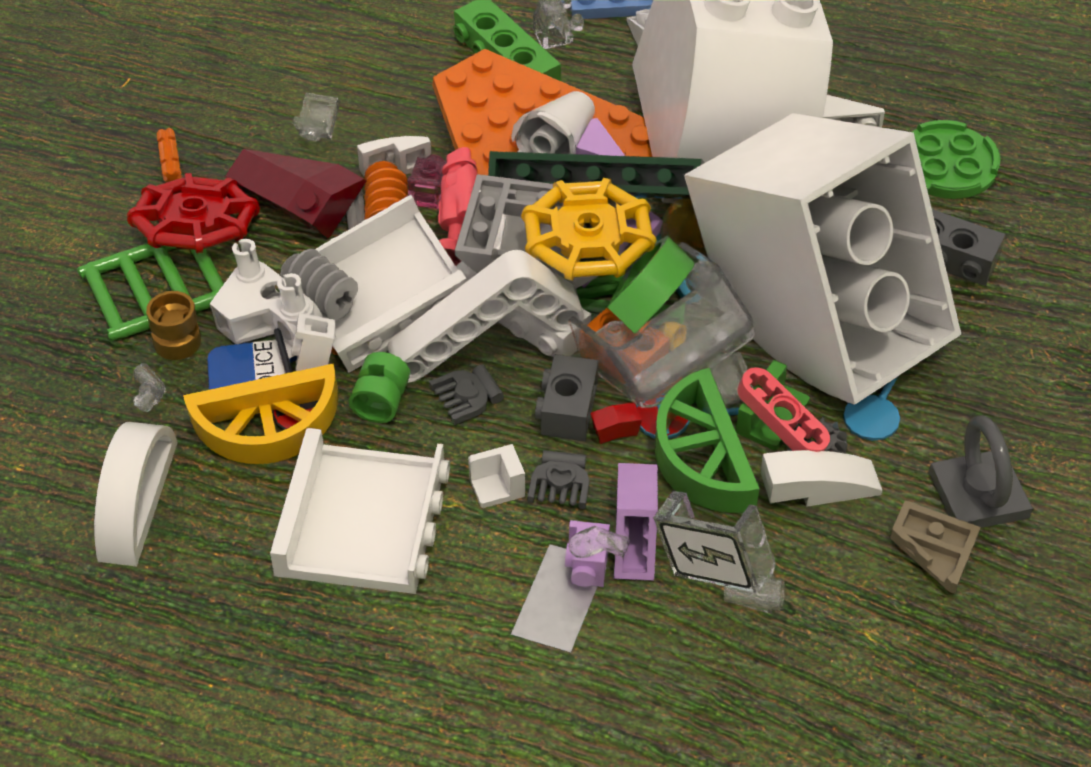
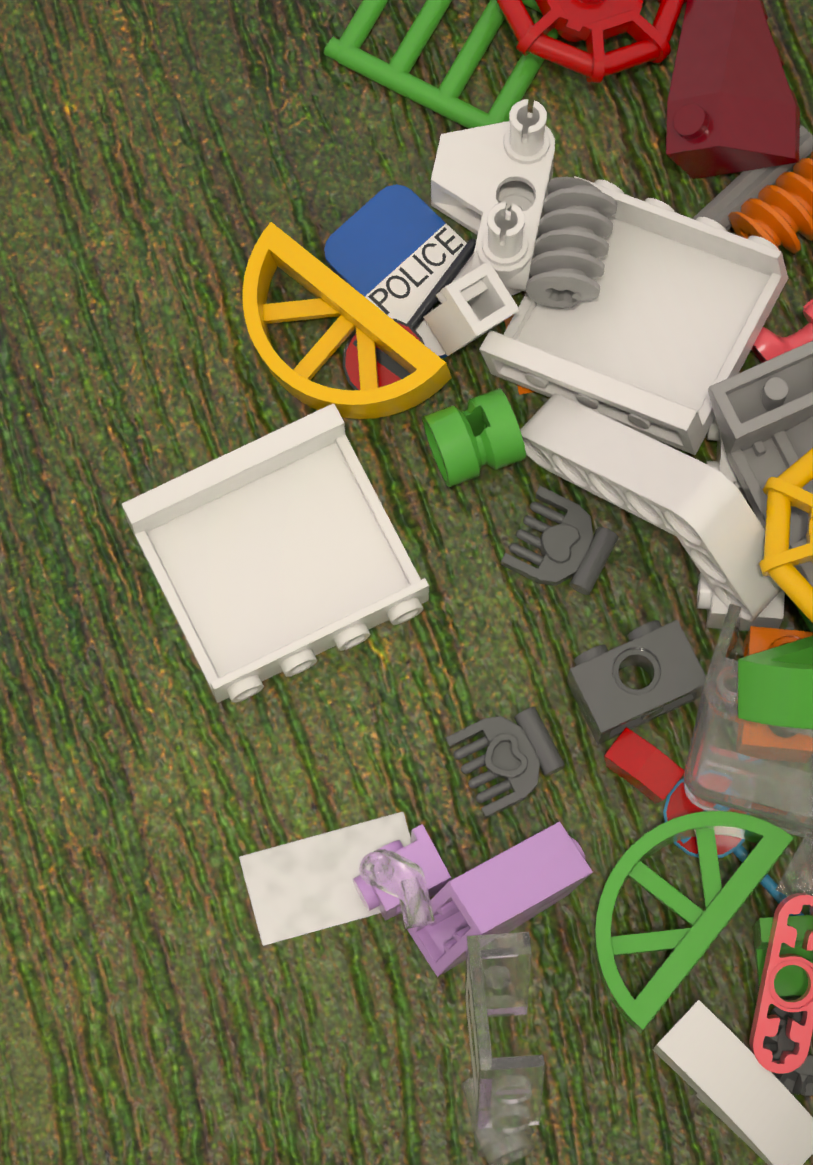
camera: 55 degrees right, 25 degrees up
(131, 490) = (113, 265): white window -> none
(151, 388) = (283, 164): clear arm -> none
(173, 325) = (384, 115): pearl gold wheel -> none
(496, 476) = (446, 680): white panel -> none

